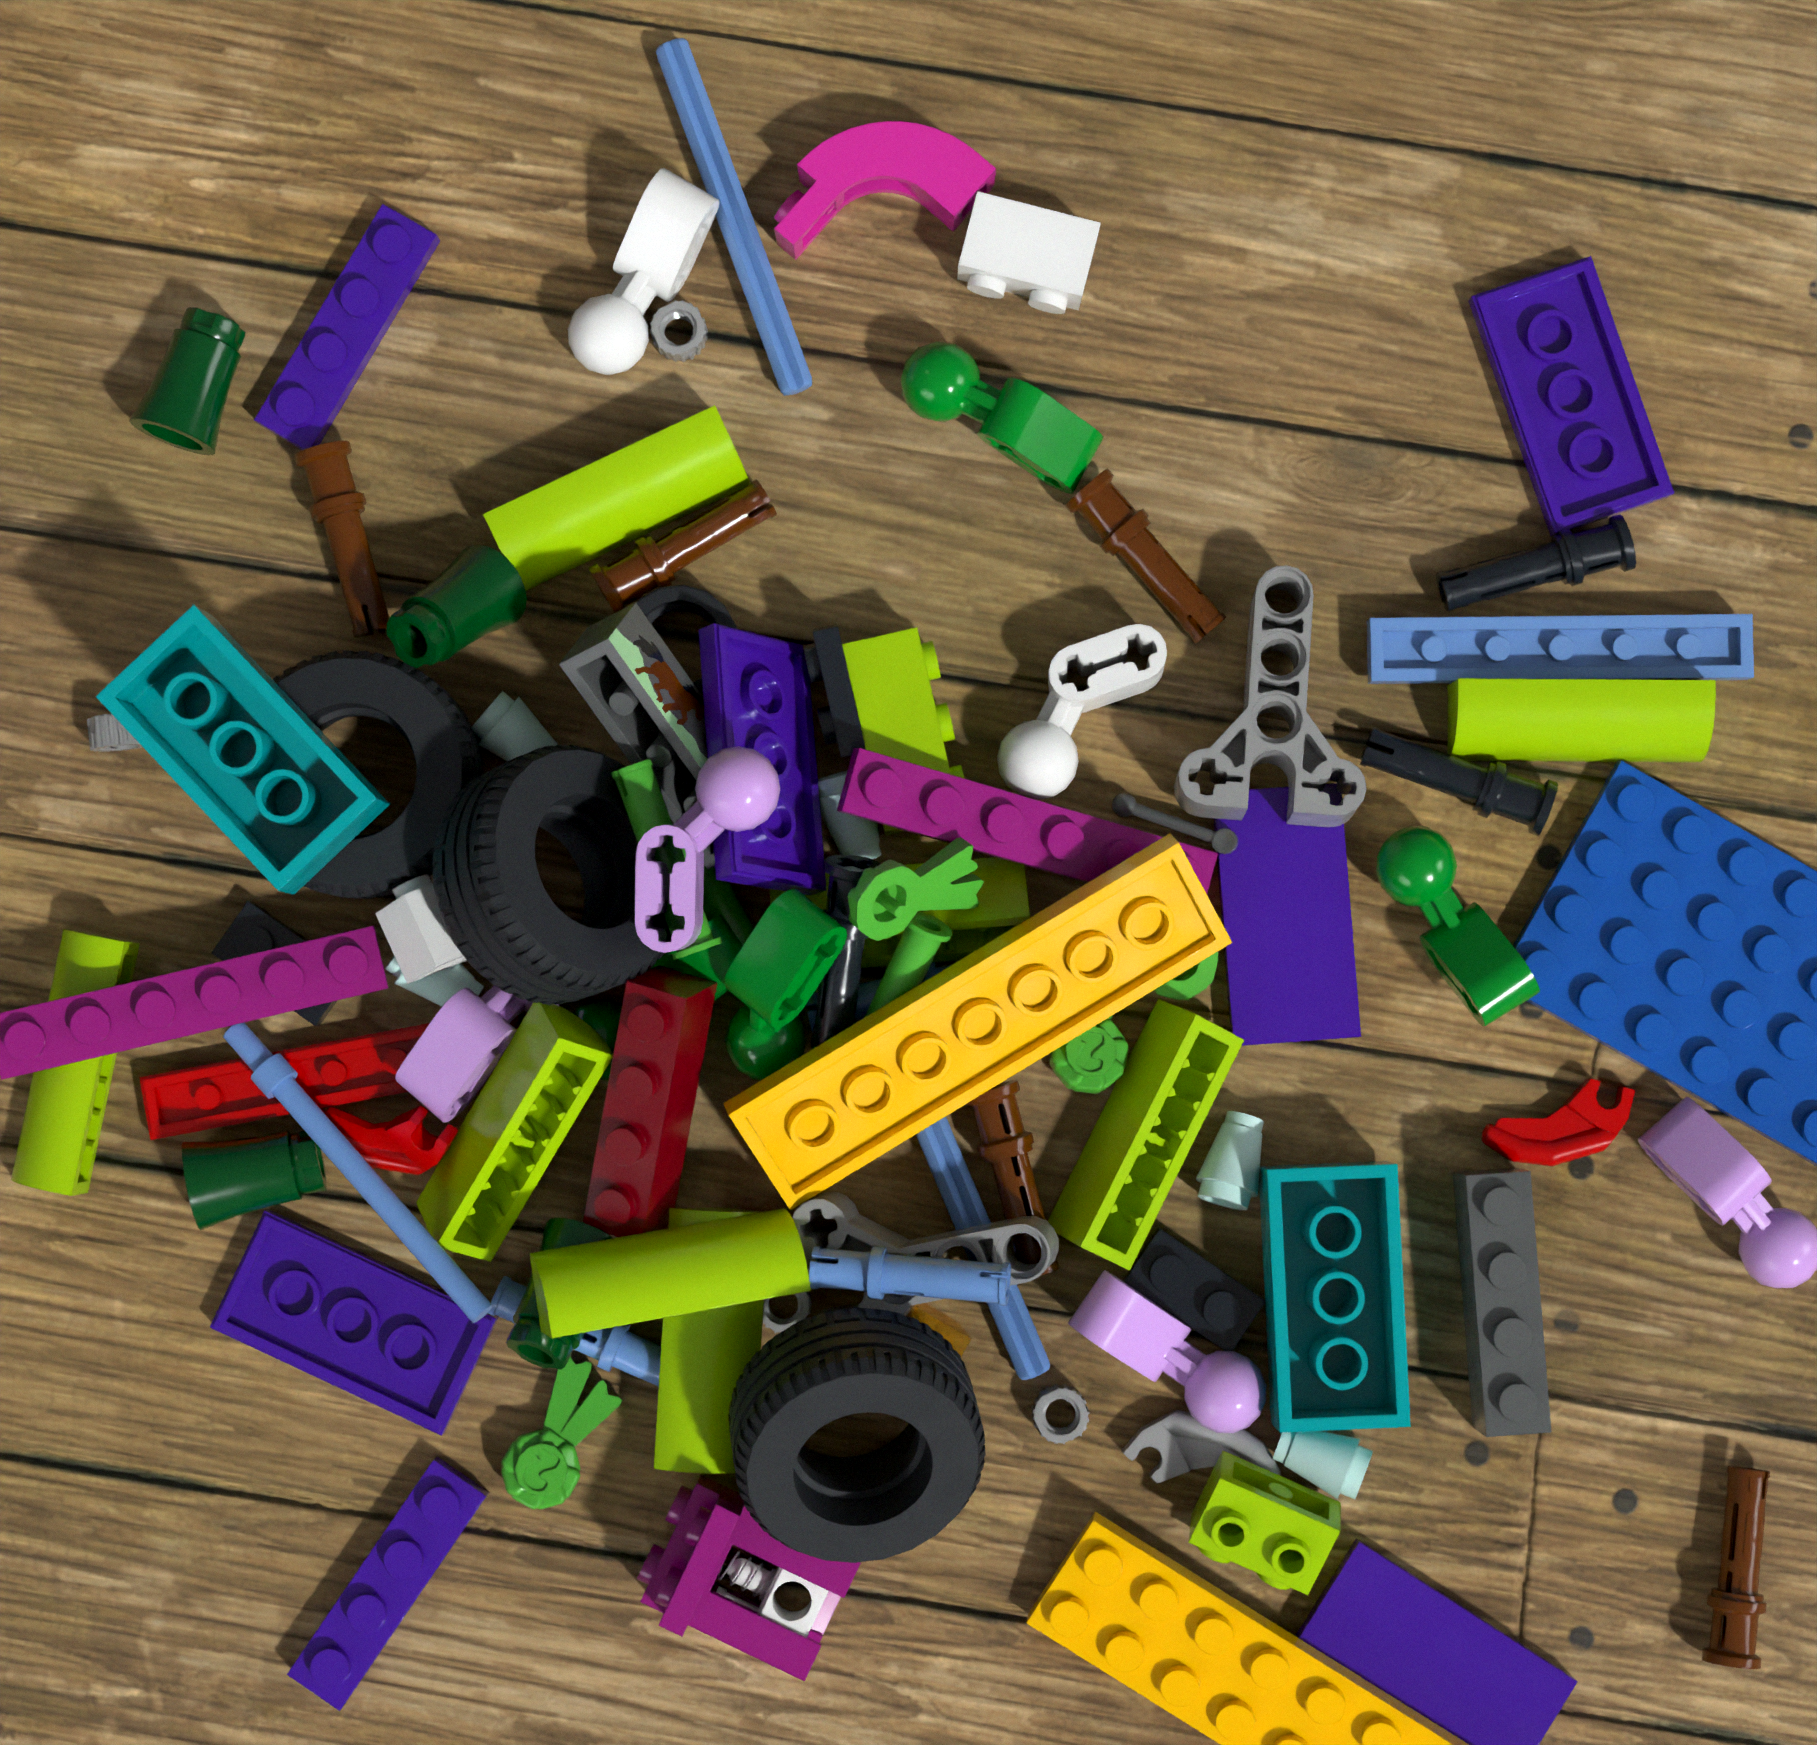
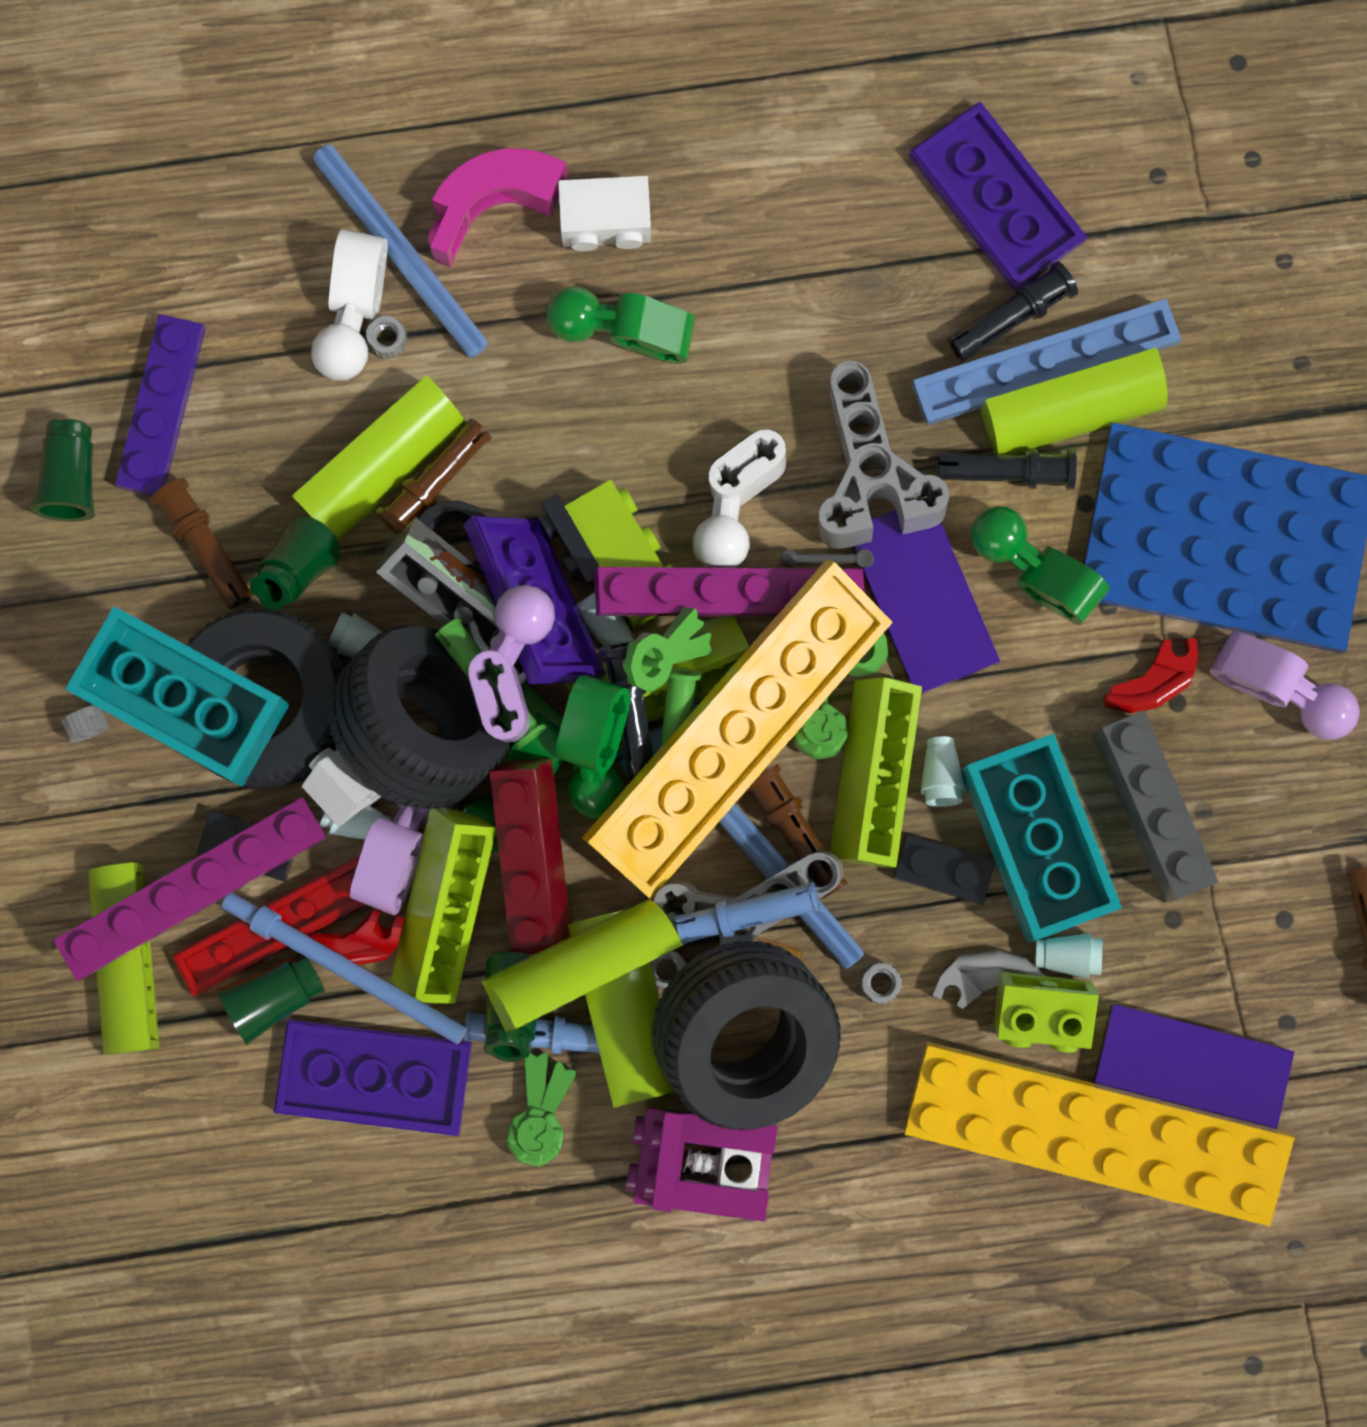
camera: 20 degrees left, 5 degrees down
(388, 1583) = (453, 1253): dark purple plate -> none
(1127, 534) = (731, 376): reddish brown pin -> none
(1221, 1388) = (984, 928): lavender beam -> none

